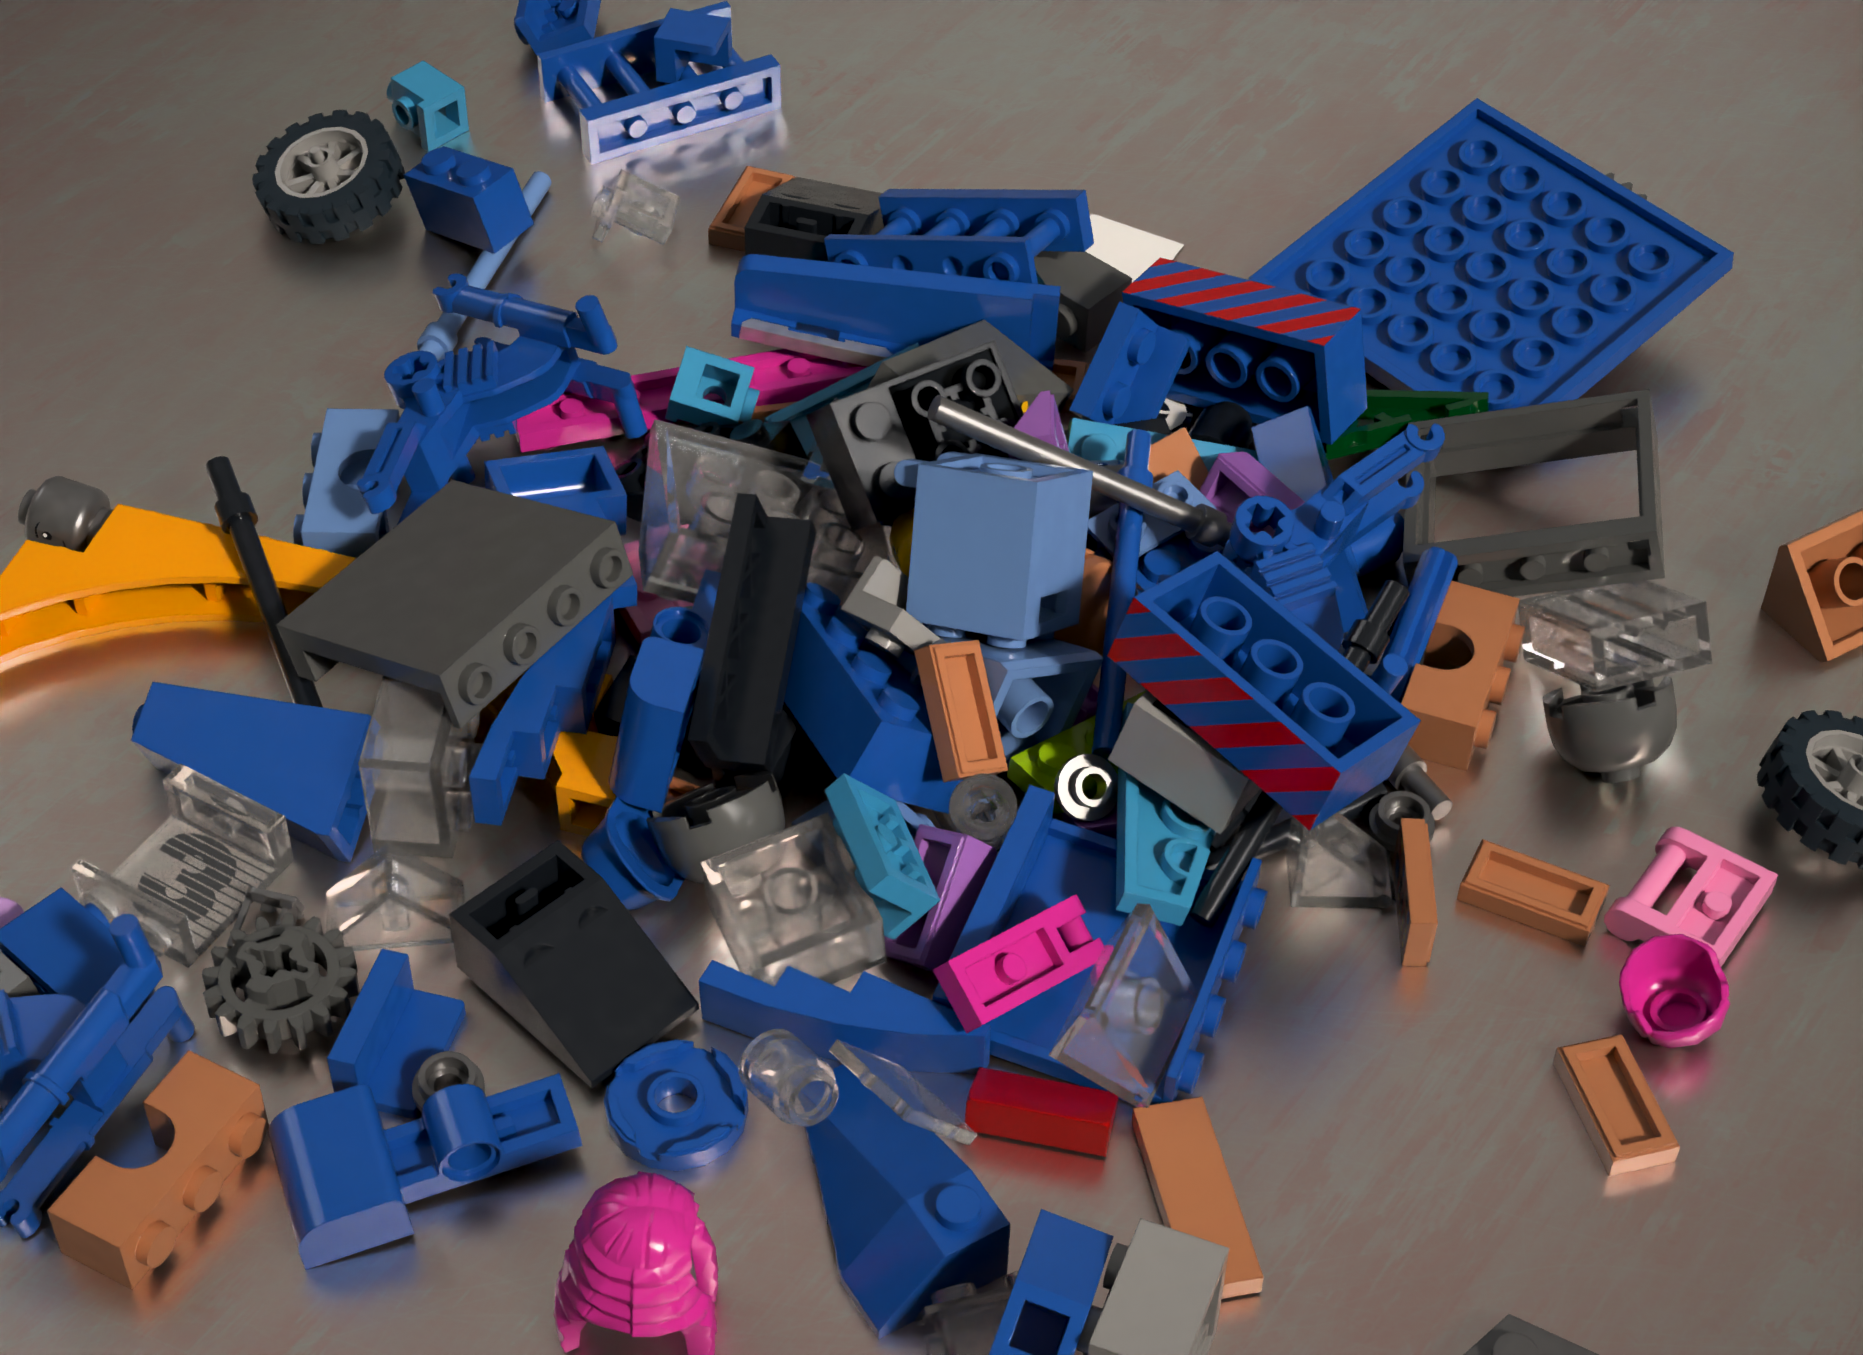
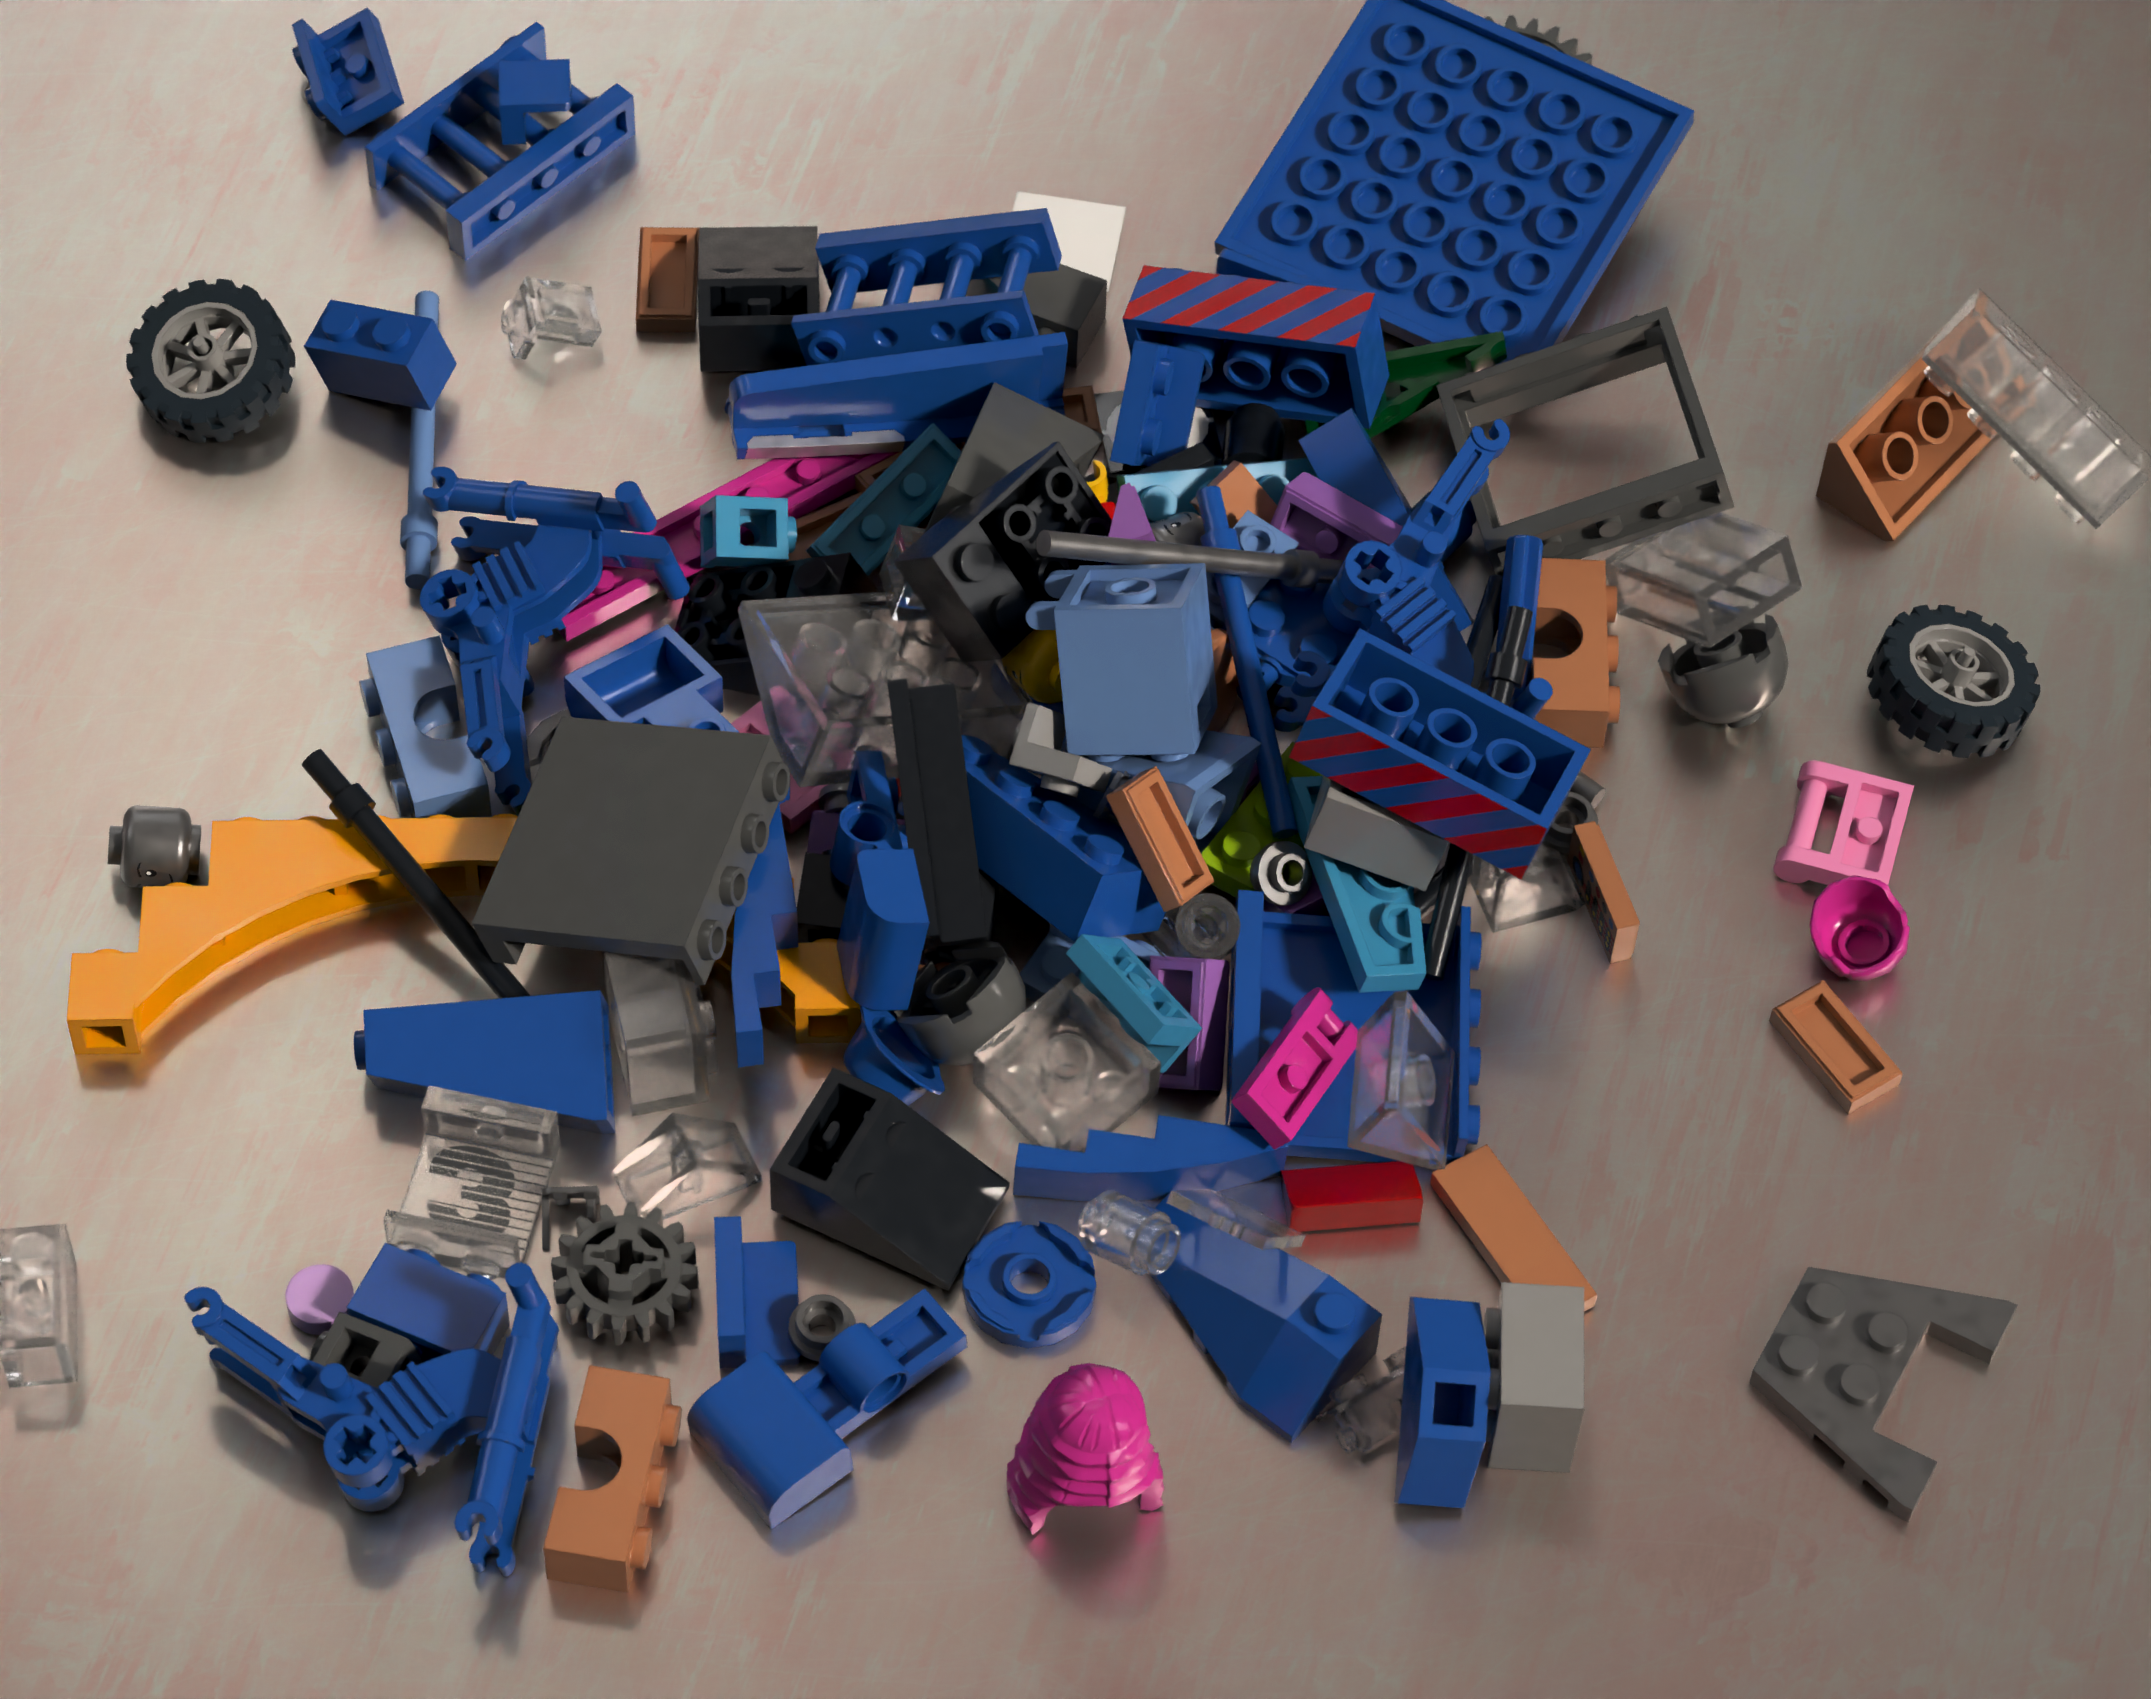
camera: 20 degrees left, 10 degrees up
(428, 104) = (264, 234): dark azure brick -> none
(1533, 892) = (1703, 859): nougat tile -> none

